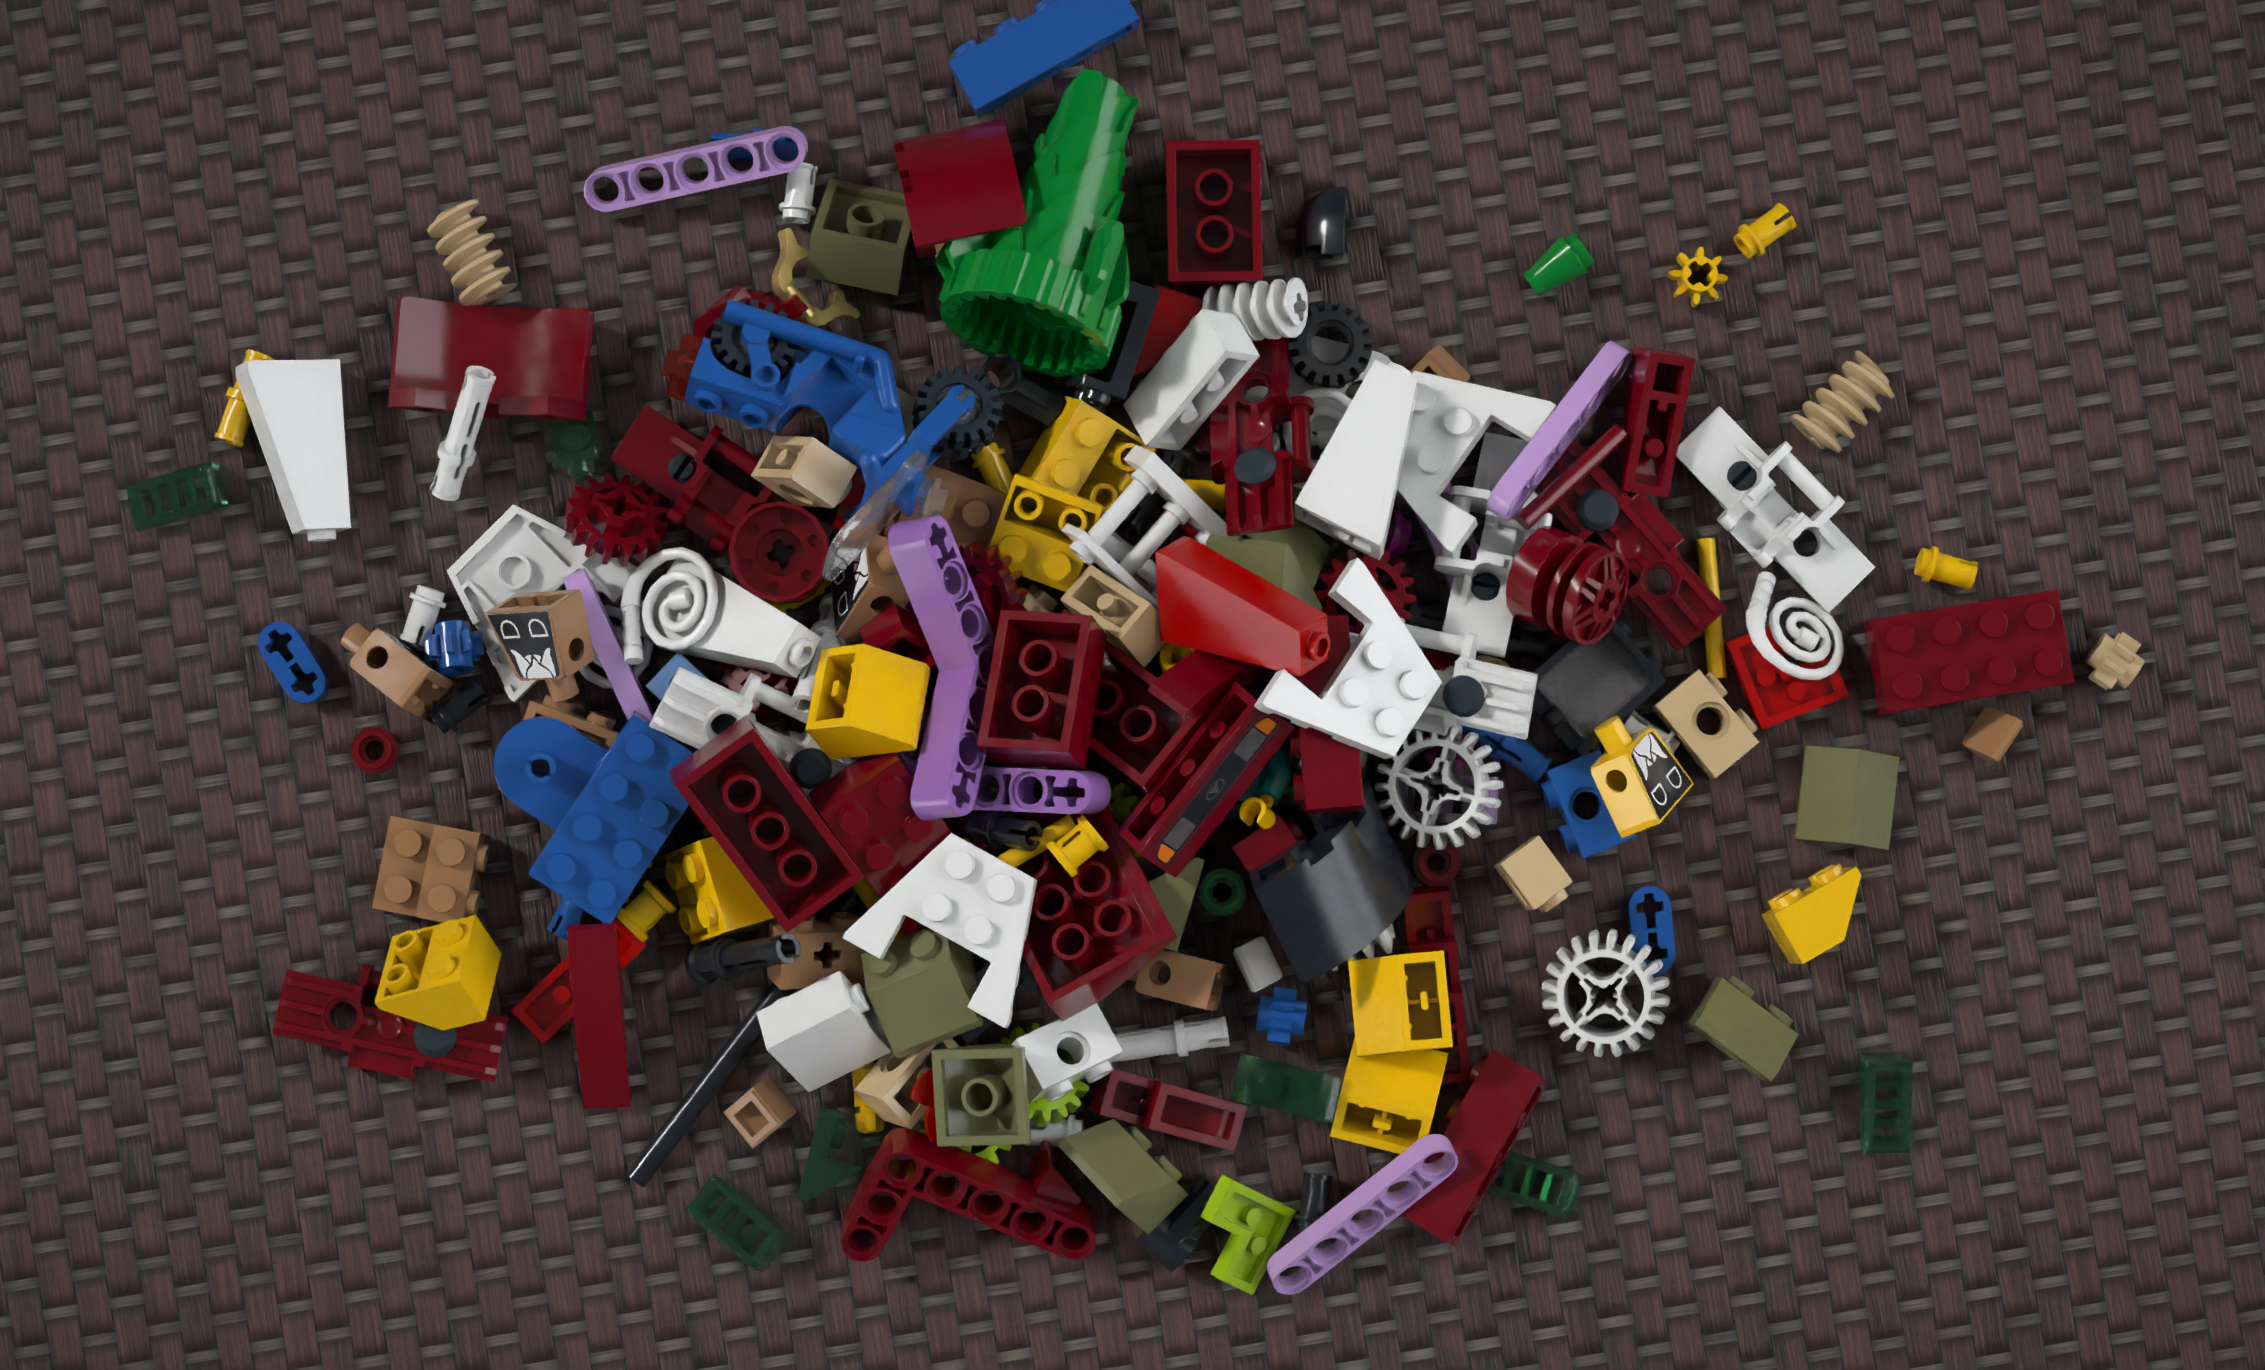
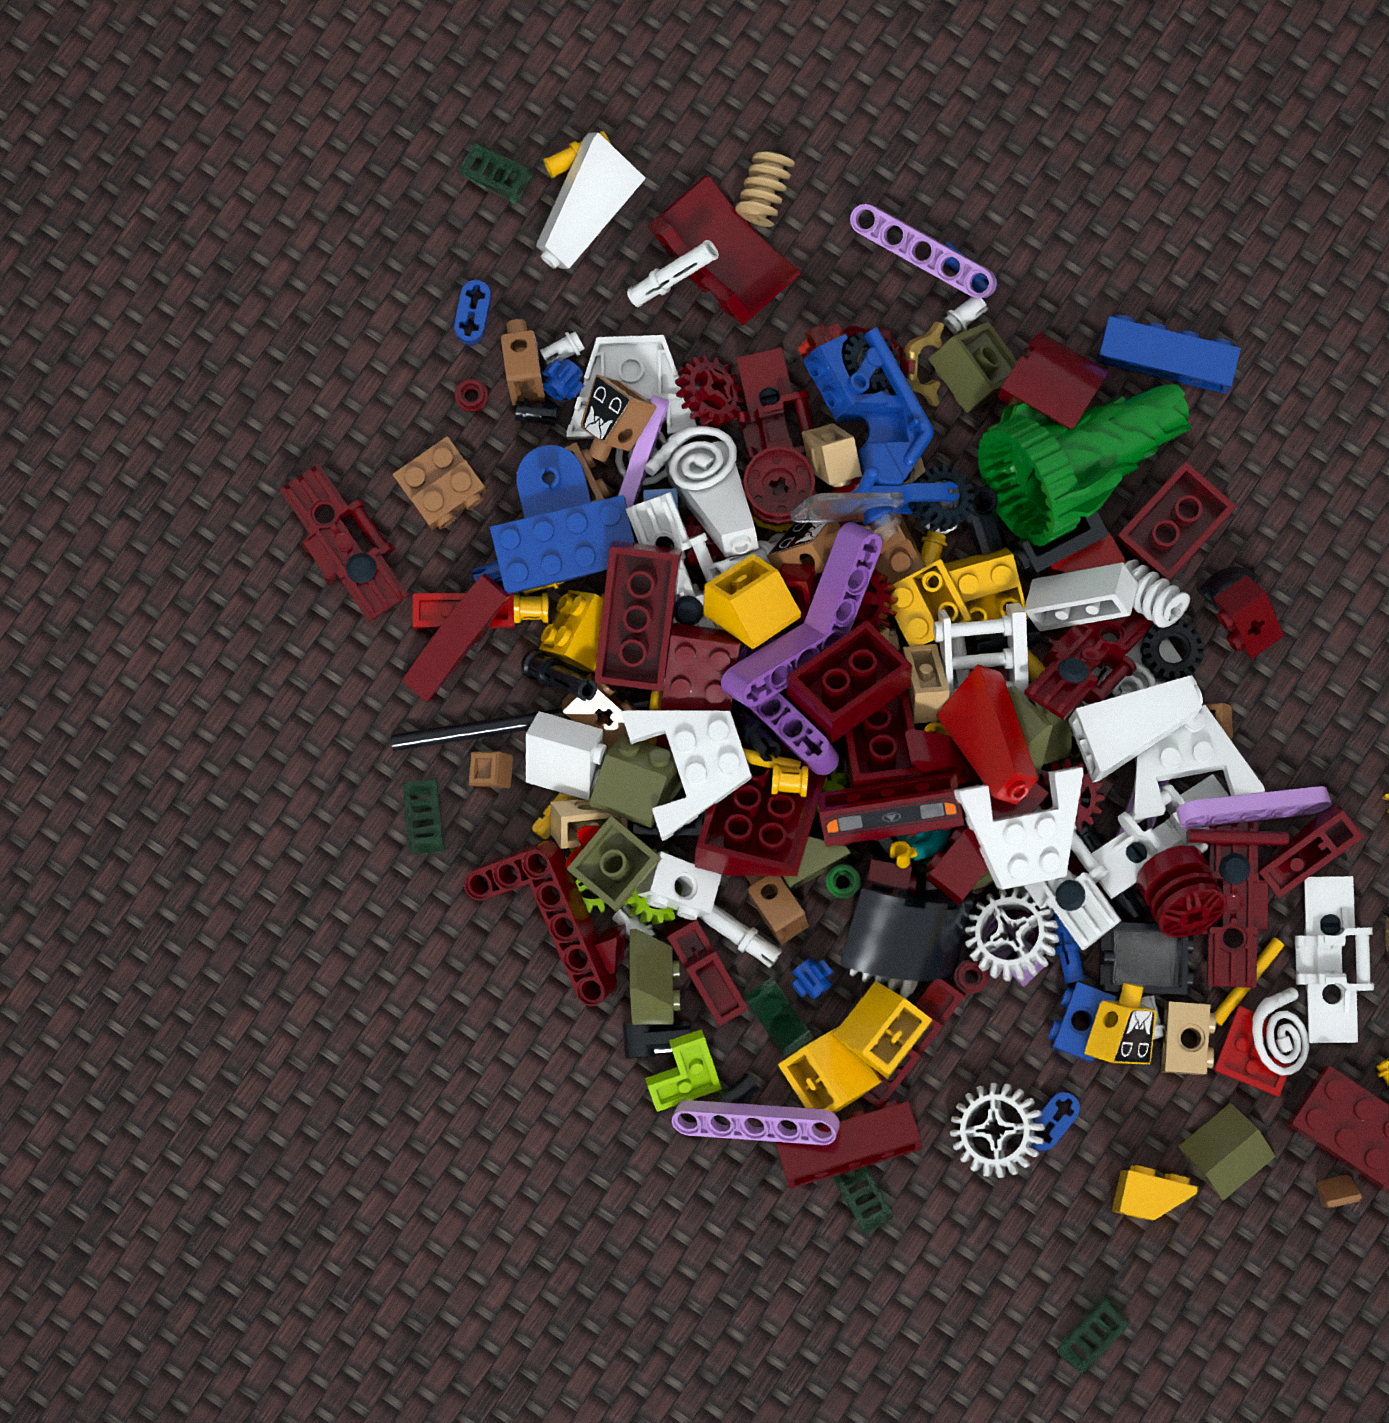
camera: 50 degrees right, 5 degrees down
(440, 974) = (395, 539): yellow slope -> none
(578, 448) = (724, 338): clear green bracket -> none
(822, 1169) = (493, 829): clear green slope -> none
(1257, 964) = (825, 939): white slope -> none
(1375, 242) = (1248, 617): none -> dark red brick
(1398, 533) = (1114, 782): magenta plate -> none
(1534, 875) = (1018, 1030): tan brick -> none
(1559, 264) = (1336, 722): green cone -> none
(1742, 1028) = (1054, 1219): olive slope -> none

